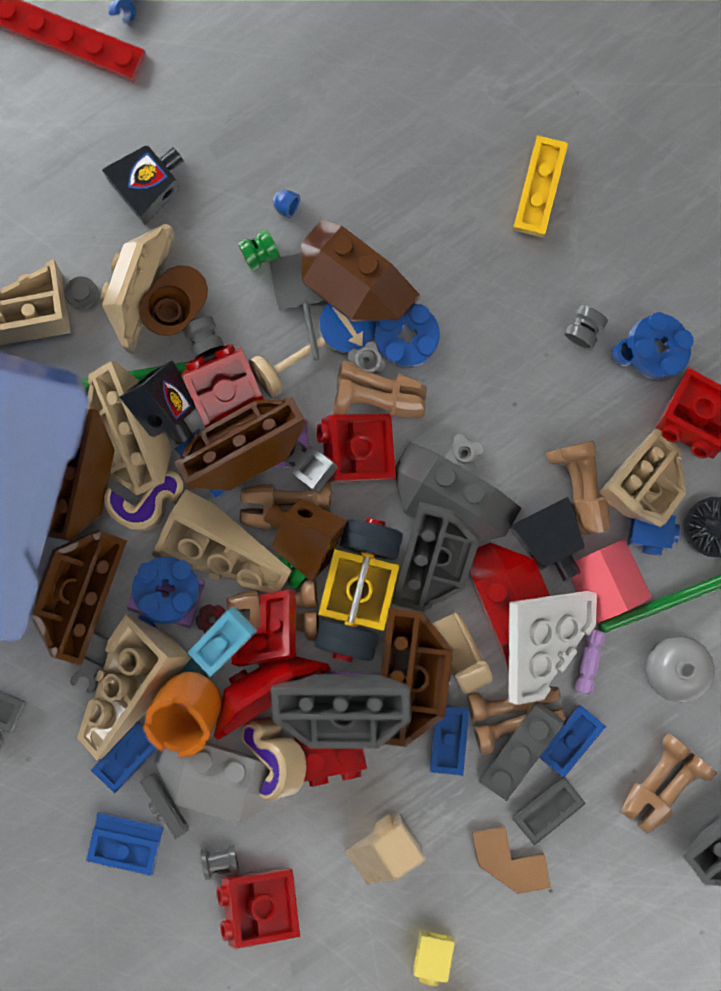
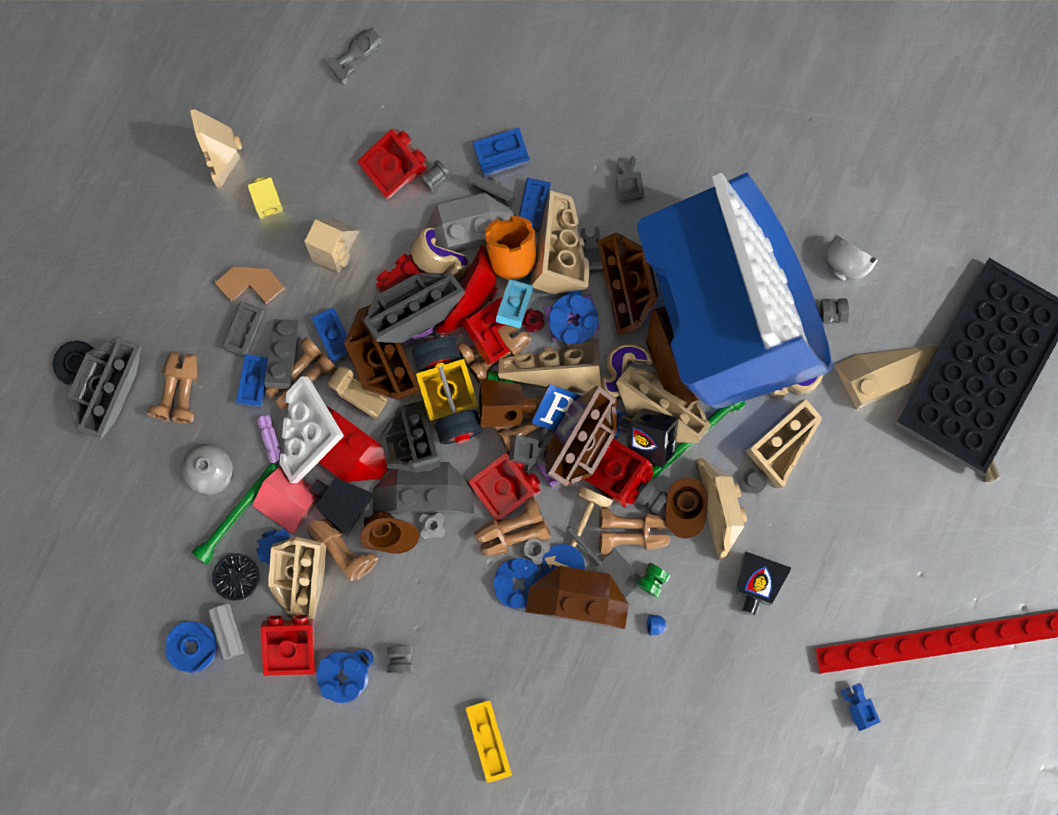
camera: 145 degrees right, 5 degrees down
(252, 495) = (552, 410): none -> blue piece
(268, 340) = (608, 540): none -> medium nougat piece
(520, 473) = (388, 534): none -> reddish brown piece

